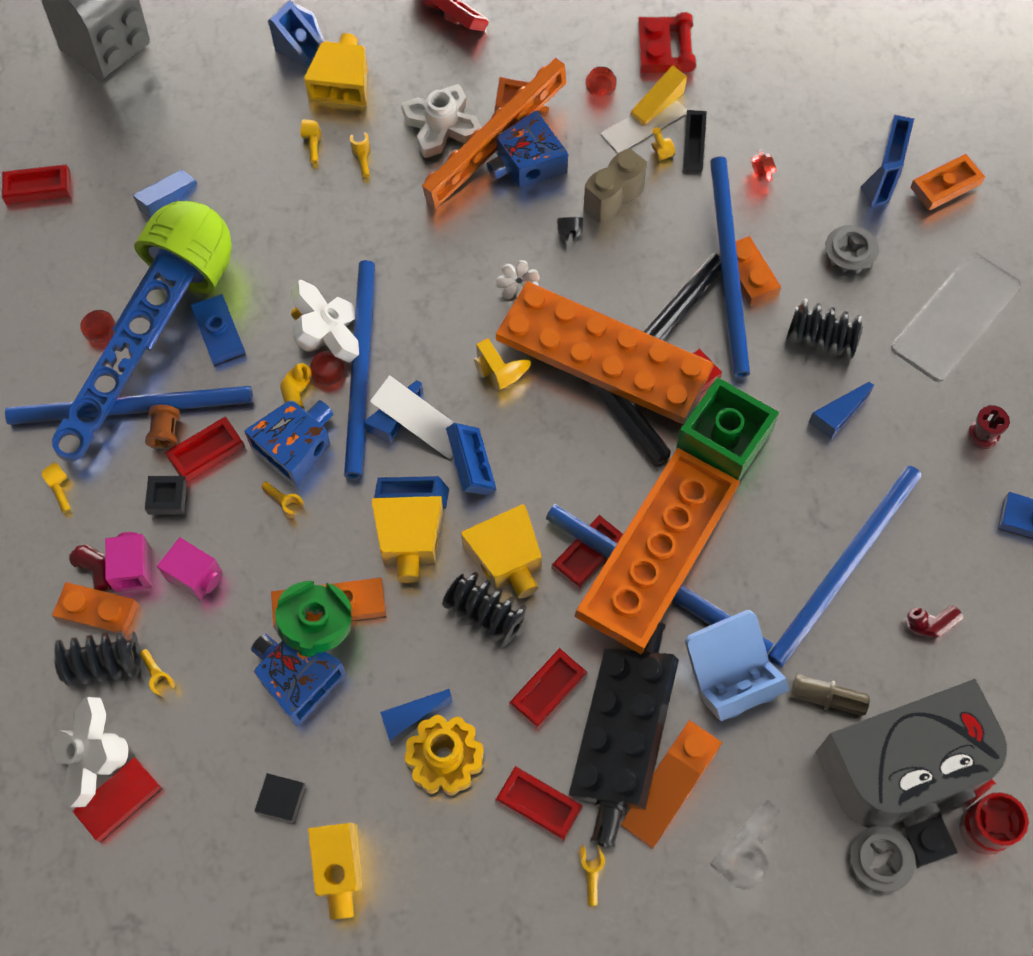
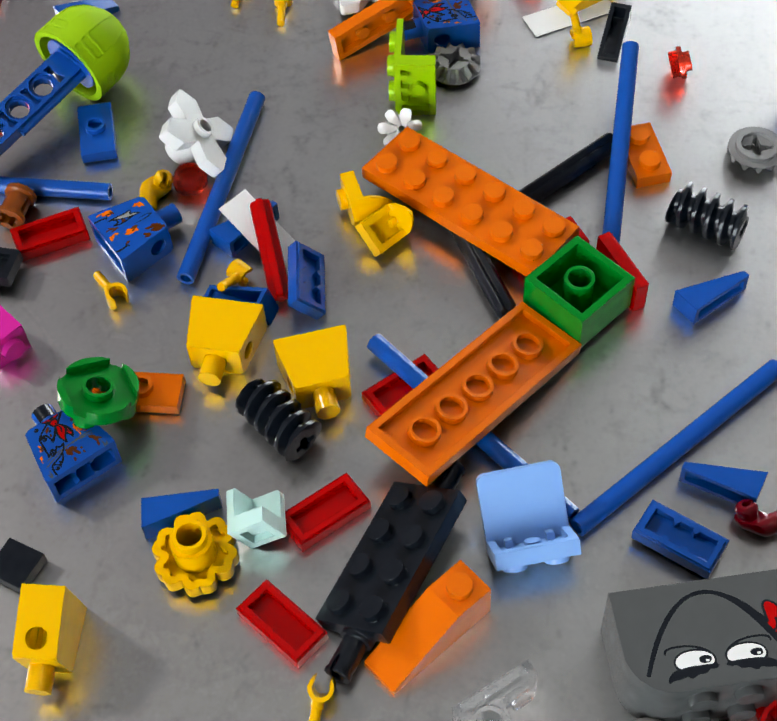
camera: 15 degrees right, 10 degrees down
(403, 462) = (236, 275): none -> yellow hand
(429, 433) = (270, 248): none -> red axle
(491, 708) = (256, 519): none -> light aqua panel
(517, 231) = (413, 76): none -> lime bracket
(532, 390) = (386, 227): none -> yellow plate
(561, 203) = (463, 70): none -> light grey gear
(570, 225) = (468, 89): black hinge -> none
(614, 185) = (521, 59): dark tan brick -> none
(747, 382) = (613, 250): none -> red tile
(830, 695) = (624, 569): dark tan axle -> none
(866, 655) = (680, 539): none -> blue plate
(895, 594) = (724, 482): none -> blue piece

